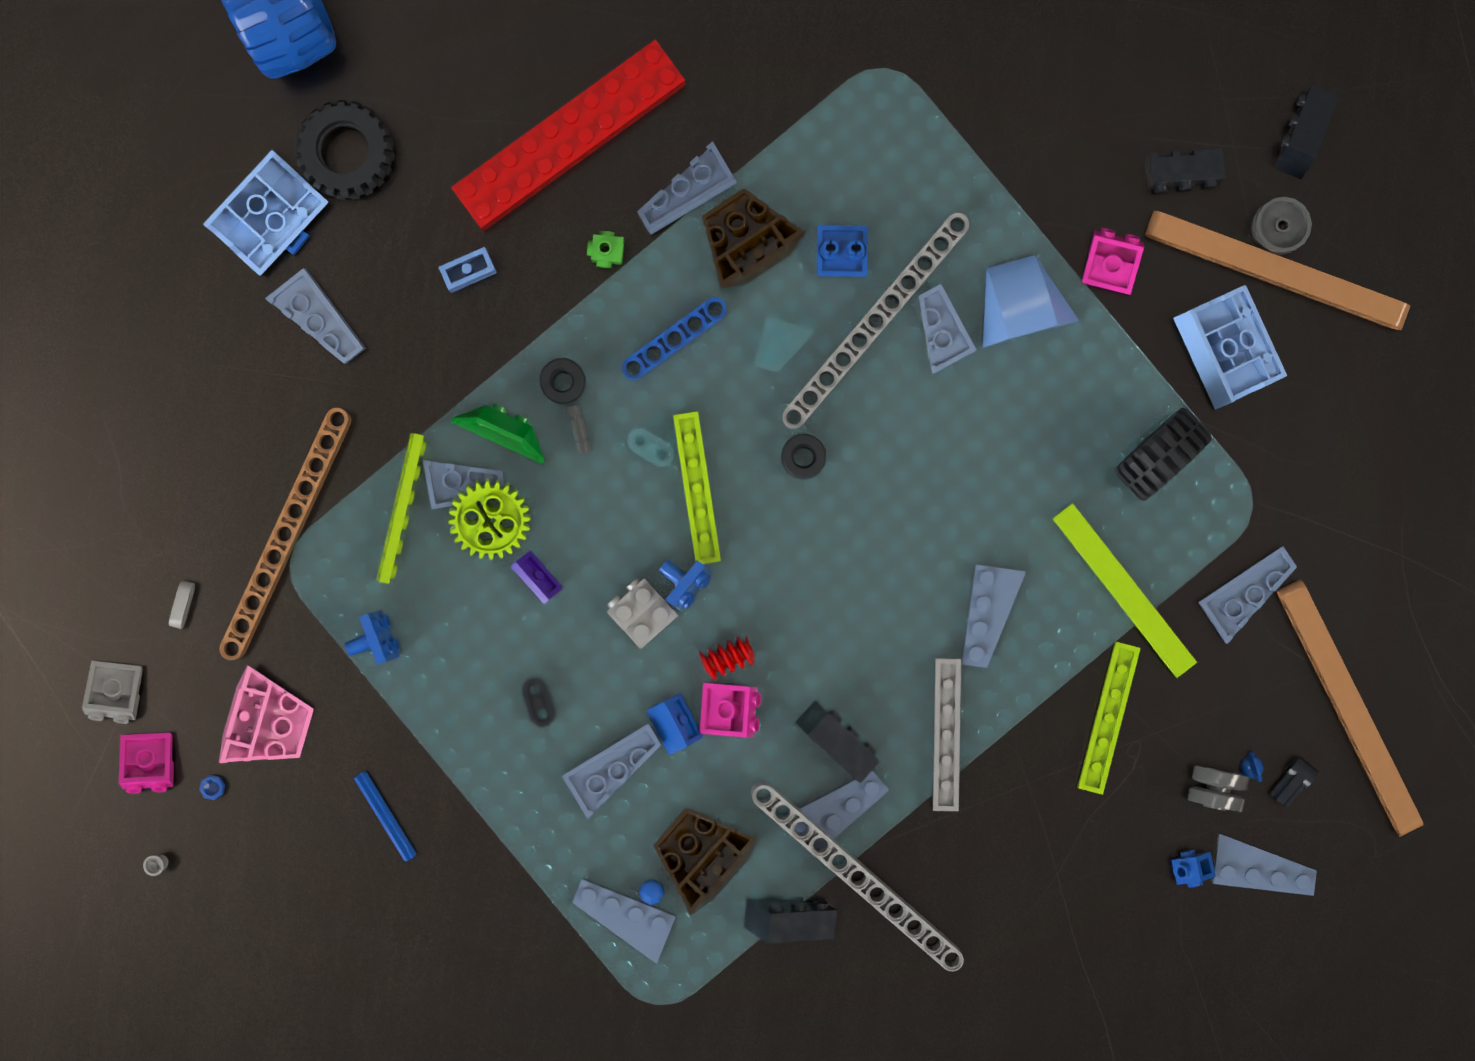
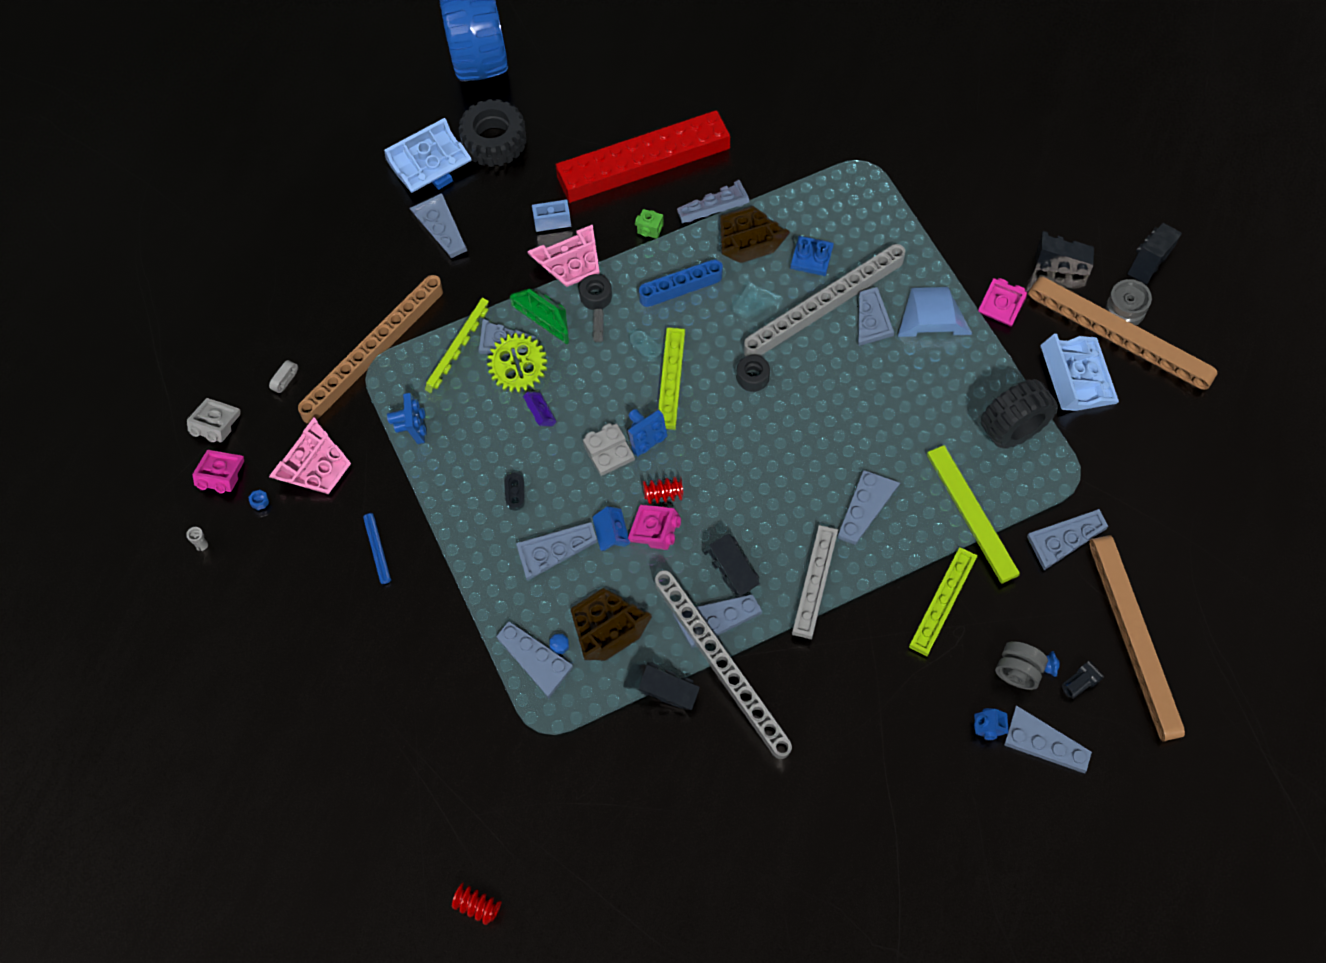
camera: 15 degrees right, 25 degrees down
(513, 335) = (570, 259): none -> bright pink wedge

